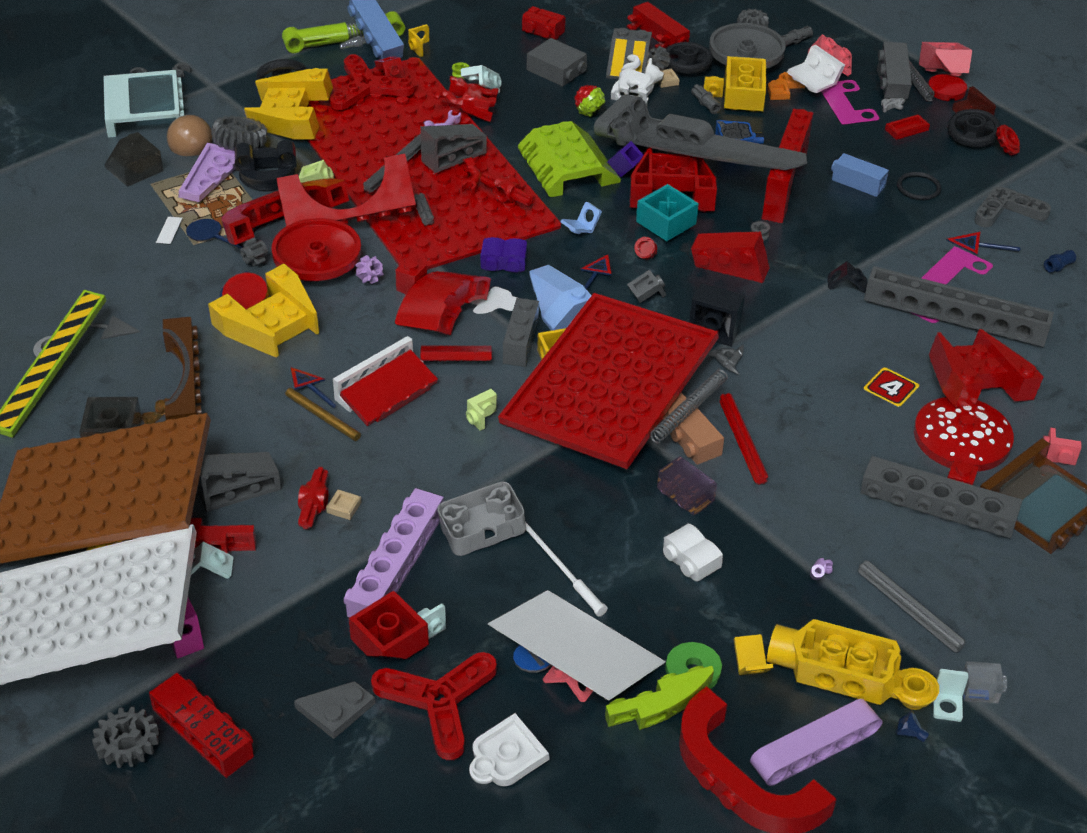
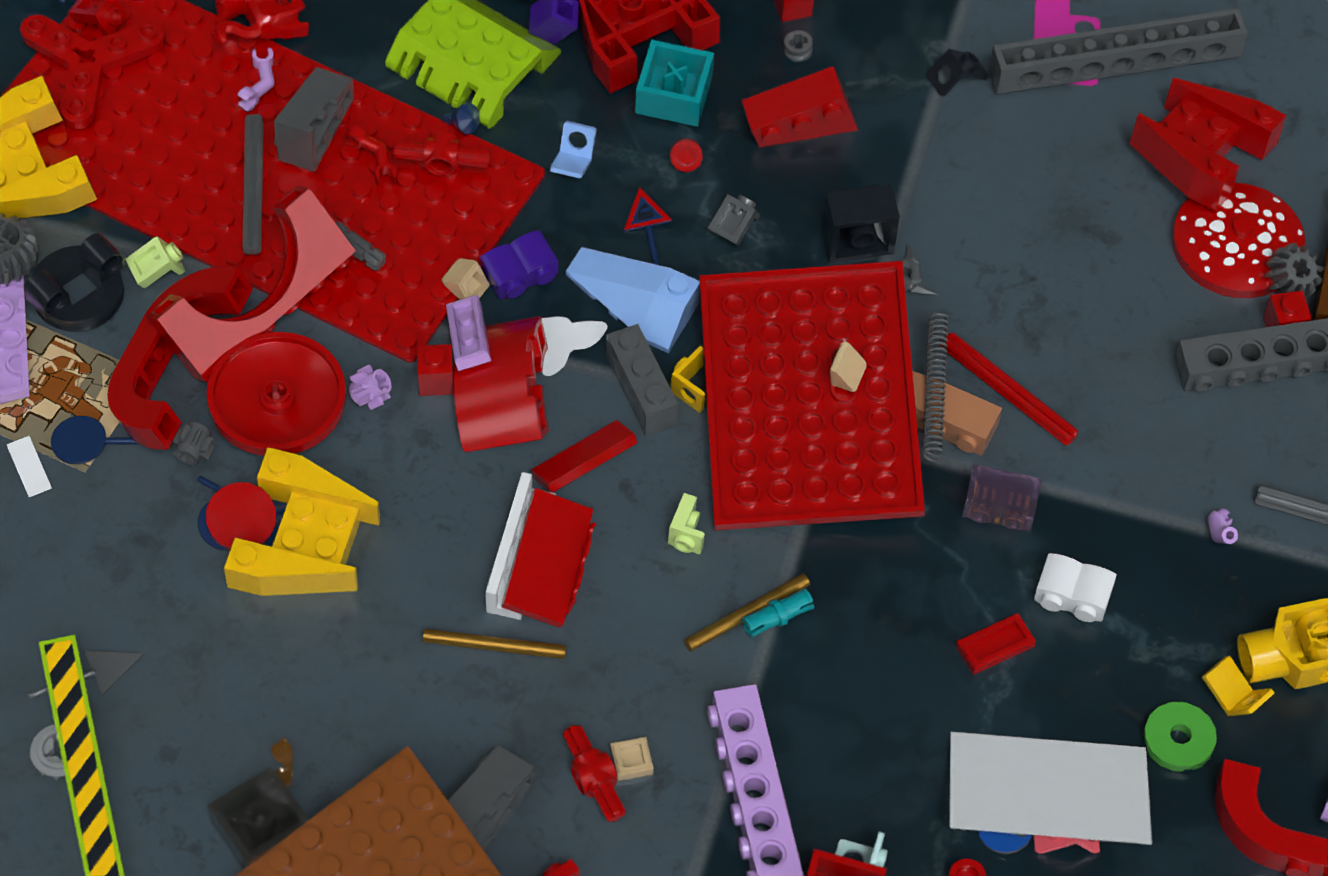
camera: 35 degrees left, 15 degrees up
(179, 339) = (218, 637): reddish brown arch -> none
(303, 379) = (428, 604): dark blue piece -> none
(443, 267) = (468, 332): none -> lavender tile
(468, 250) = (466, 279): none -> tan slope
(479, 469) = (734, 619): none -> pearl gold bar
(487, 508) = (806, 676): light grey axle -> none
(495, 475) = (777, 613): none -> teal pin
(536, 182) = (464, 118): none -> dark blue rock
(599, 608) = (981, 705): white piece -> none
(617, 558) = (995, 643): none -> red tile
(637, 366) = (847, 368): none -> tan slope
(670, 698) = (1192, 799): lime slope -> none
(891, 386) = (1114, 212): sticker -> none
(993, 458) = (1294, 270): none -> dark grey gear

